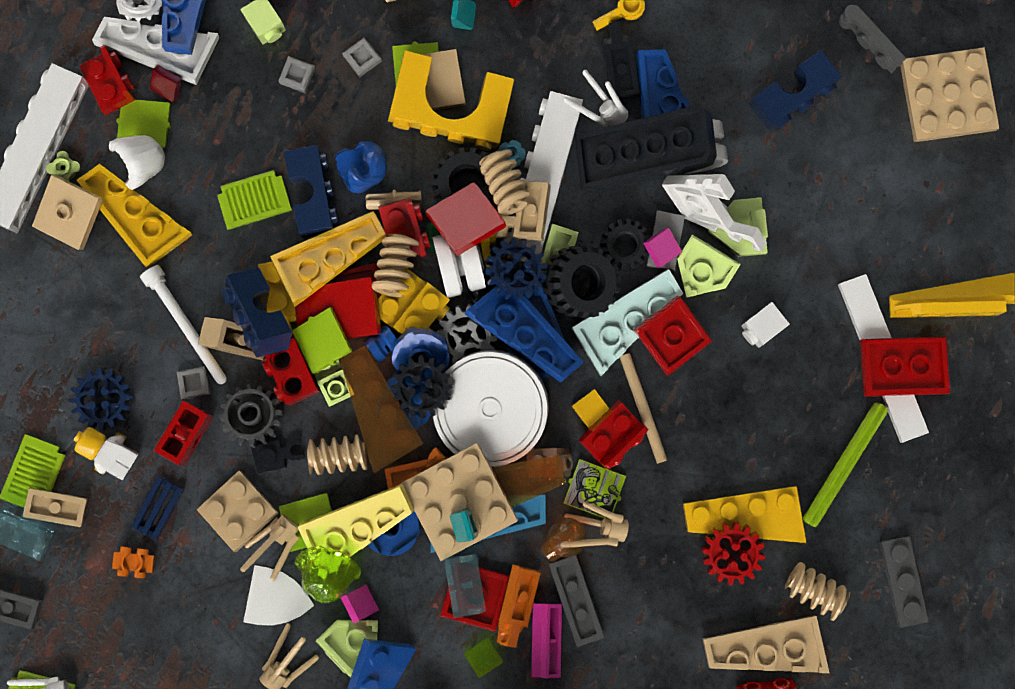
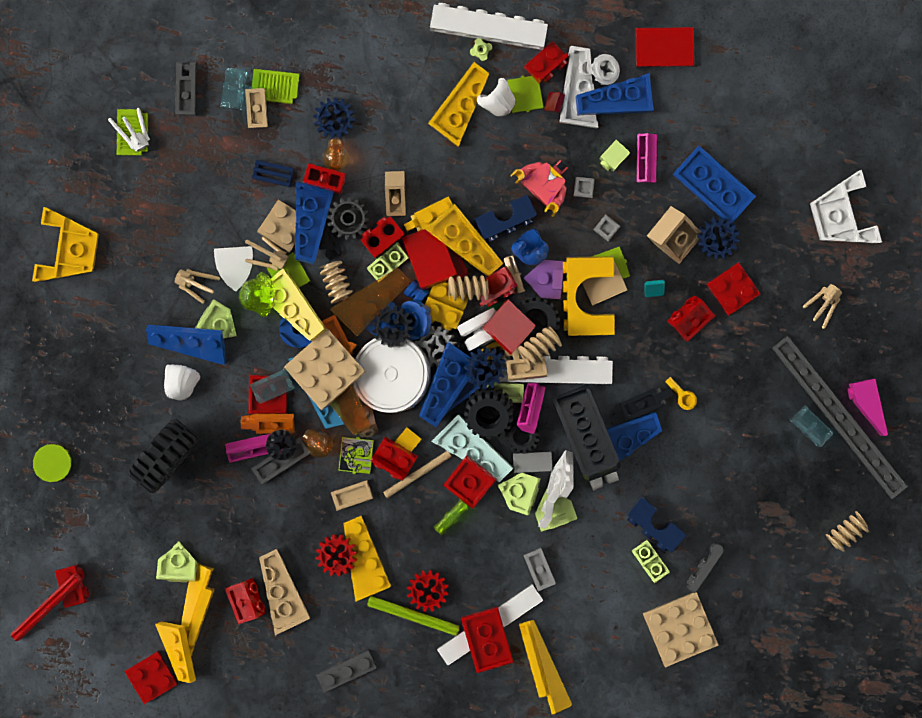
camera: 75 degrees right, 5 degrees up
(67, 212) = (451, 61): tan plate -> none
(108, 454) = (299, 131): white piece -> none
(139, 562) = (235, 171): orange piece -> none
(154, 409) = (335, 155): none -> clear orange piece
(155, 280) = (421, 131): white piece -> none
(193, 383) = (360, 174): light grey tile -> none
(235, 468) = (311, 216): none -> blue wing
(253, 199) = (492, 181): lime window -> none
(262, 330) = (402, 213): dark blue arch -> none
(275, 124) = (544, 183): none -> coral torso
(322, 340) = (407, 252): lime piece -> none
(359, 604) = (244, 321): dark pink tile -> none
(412, 156) = (547, 279): none -> medium lavender plate
(463, 525) = (309, 376): teal slope -> none
(483, 657) = (229, 409): clear neon green tile -> none
(515, 146) = (570, 345): medium azure plate -> none
(558, 606) = (274, 450): none -> black gear
(588, 220) = (531, 407): none -> dark pink piece
(611, 111) = (610, 404): white plant -> none
(613, 527) = (334, 472): tan plant -> none
(650, 509) = (352, 495): none -> tan tile
(662, 247) = (525, 461): dark pink tile -> none
(717, 374) = (451, 517): none -> clear neon green pin
(764, 325) = (491, 540): white brick -> none
(817, 590) = (326, 615): tan piece -> none
(820, 268) = (539, 569): none -> light grey plate
(831, 434) = (430, 601): none -> red gear
(845, 111) = (650, 561): none -> yellowish green slope

